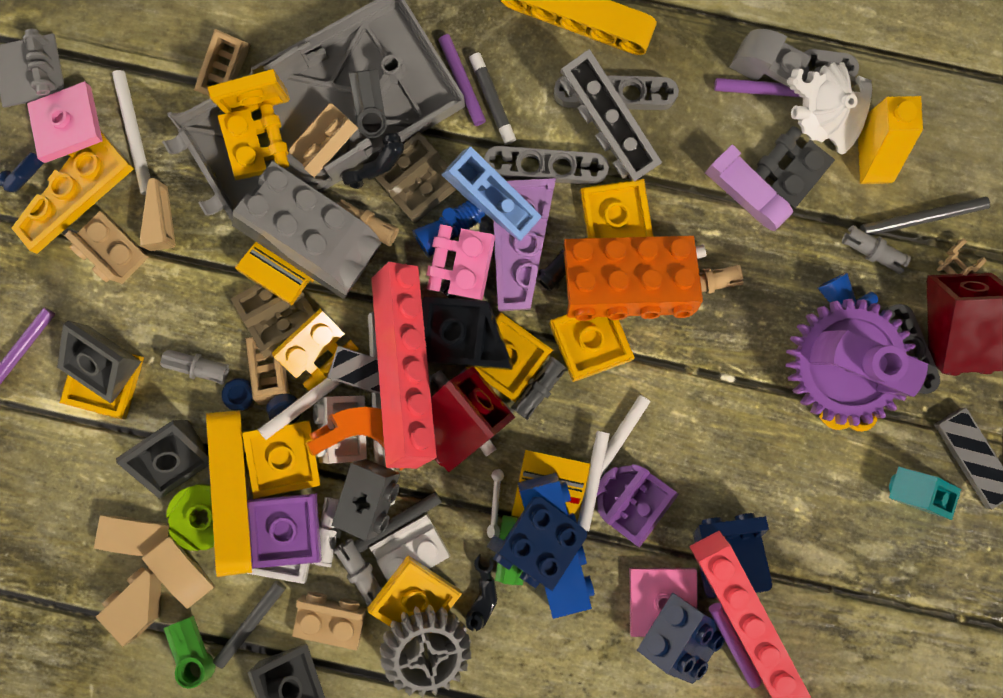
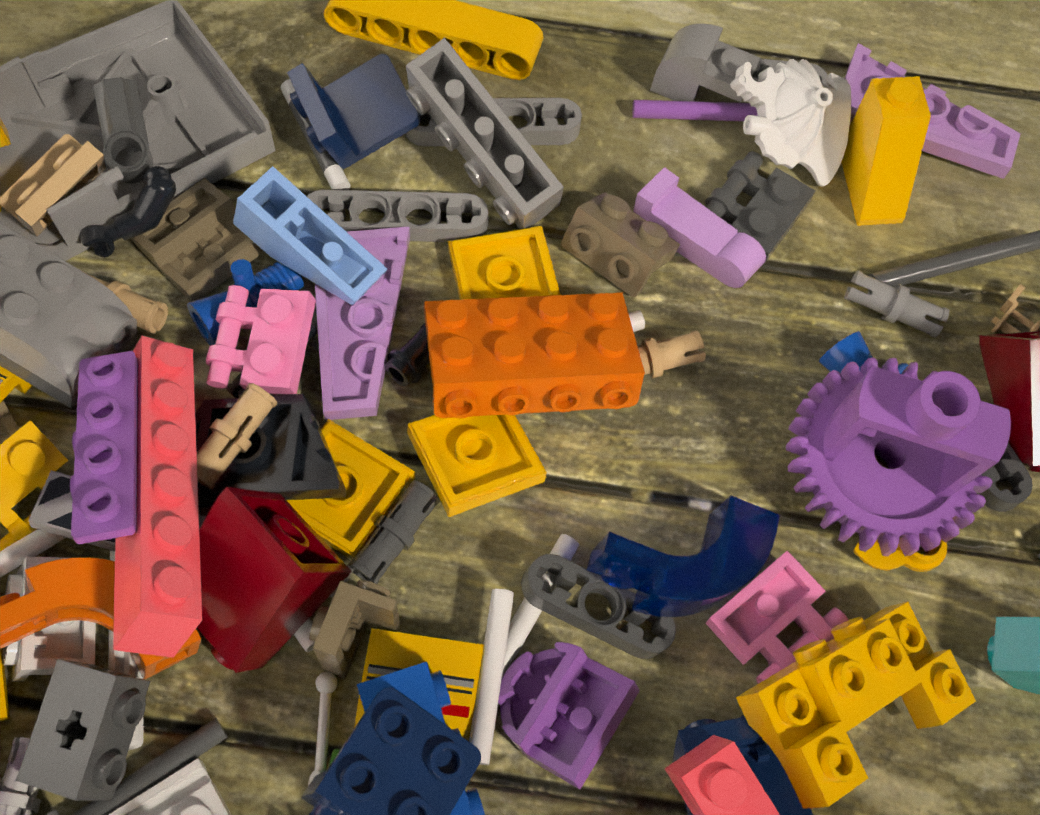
camera: 10 degrees left, 20 degrees down
(374, 341) = (105, 449): none -> medium lavender bracket
(445, 326) = (232, 434): none -> tan pin
(462, 80) = (279, 131): medium lavender piece -> none
(507, 453) = (342, 625): none -> dark tan bracket
(522, 83) = (354, 111): none -> dark blue bracket
(683, 446) = (567, 576): none -> dark grey beam
(695, 193) = (618, 242): none -> dark tan bracket
(737, 425) = (677, 586): none -> clear blue arch
(760, 449) = (766, 608): none -> bright pink plate
(800, 503) = (840, 684): none -> yellow bracket
(942, 114) = (952, 132): none -> lavender wing

